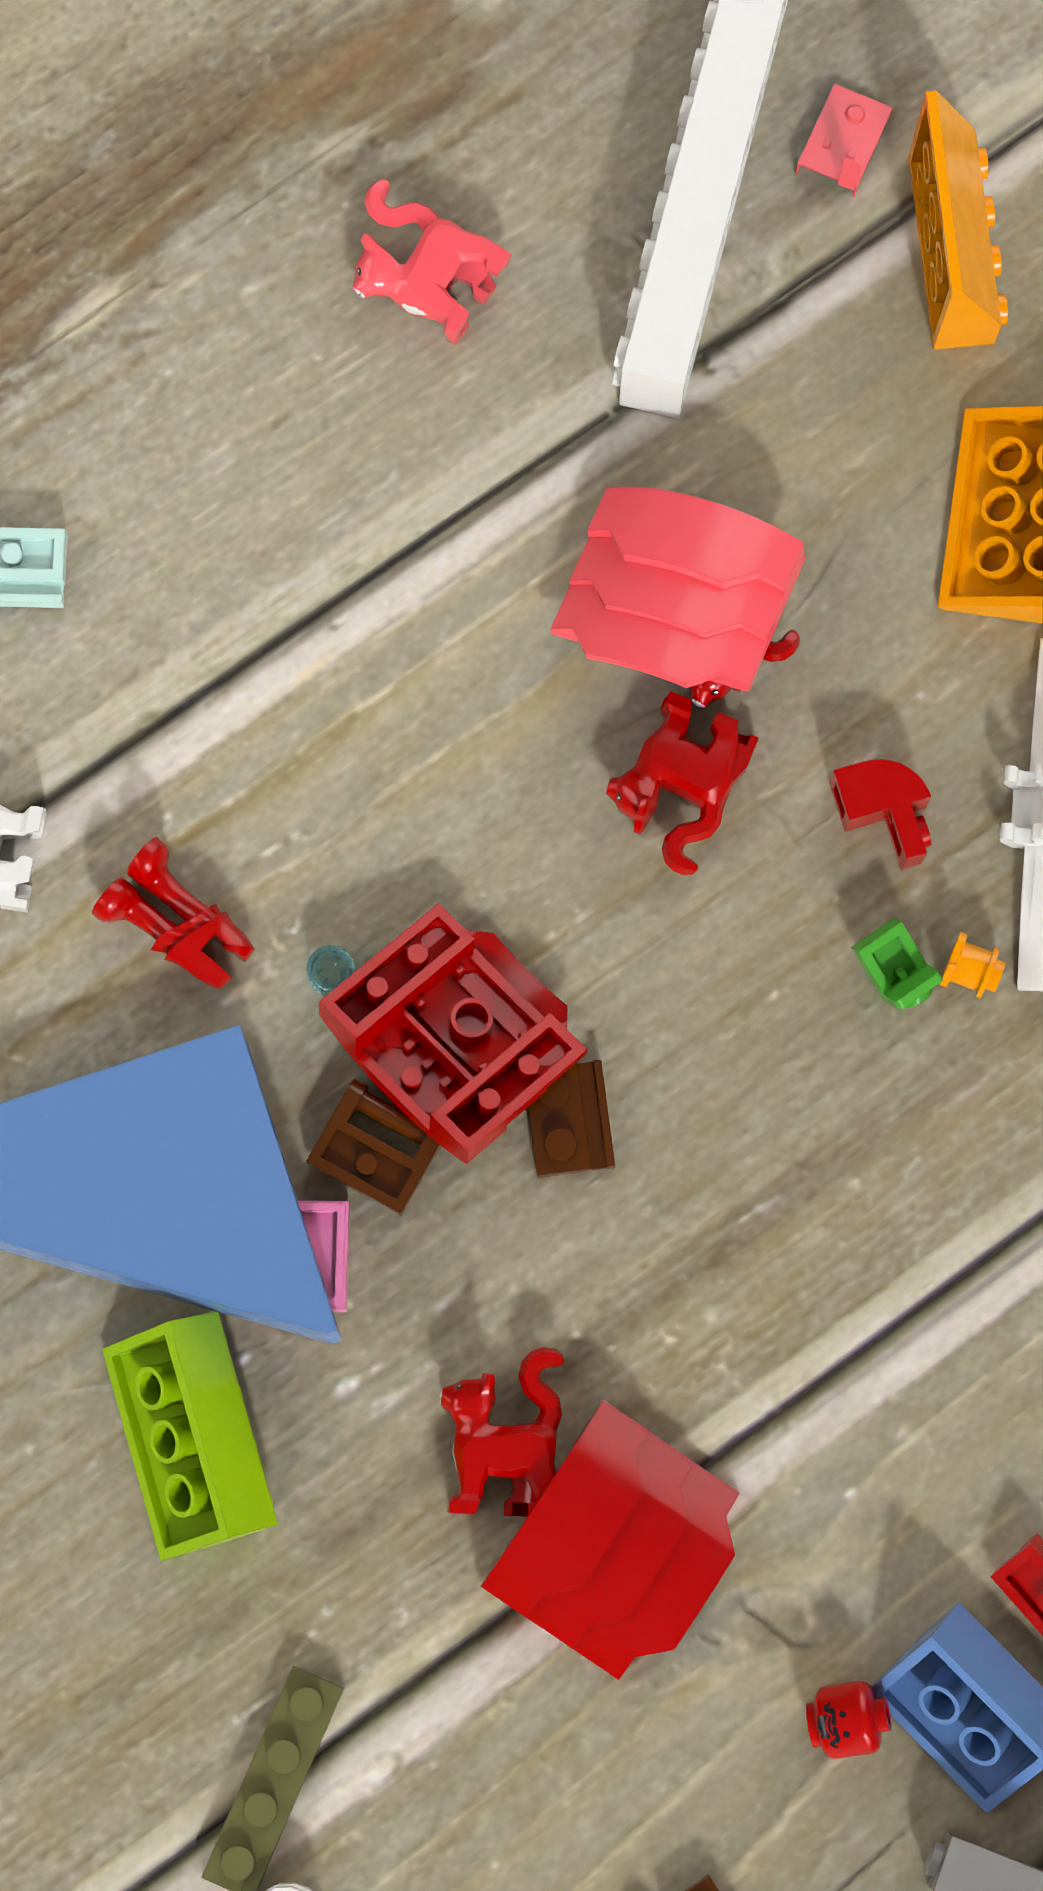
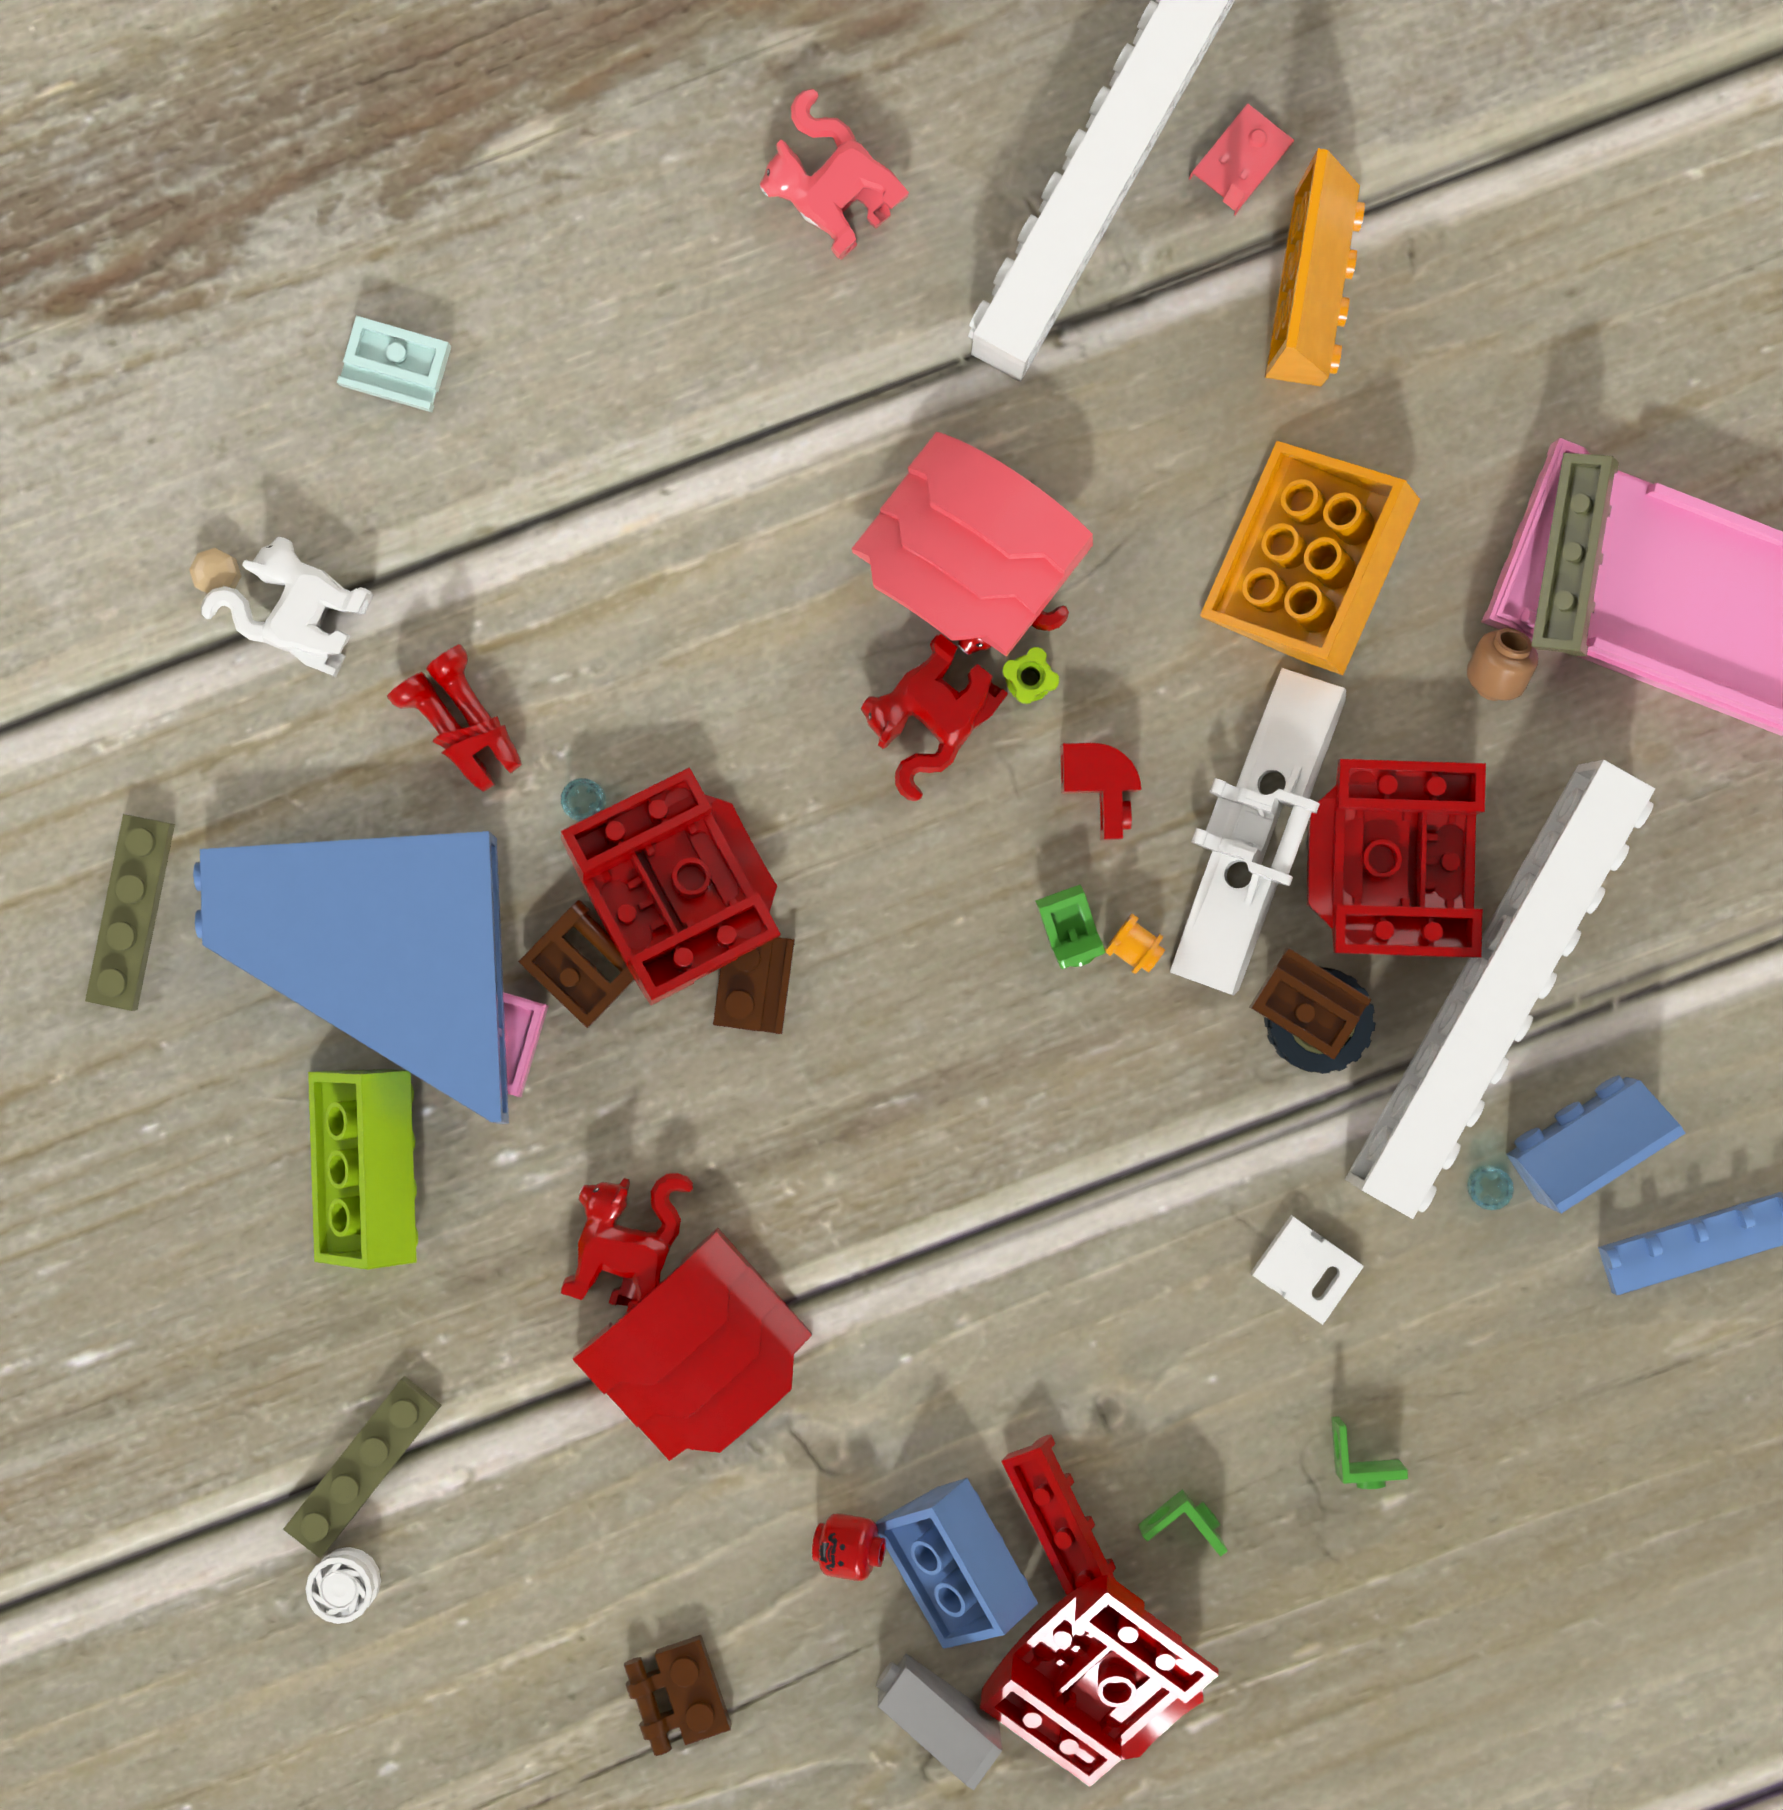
camera: 10 degrees right, 10 degrees up
(781, 699) = (1035, 661): none -> lime brick

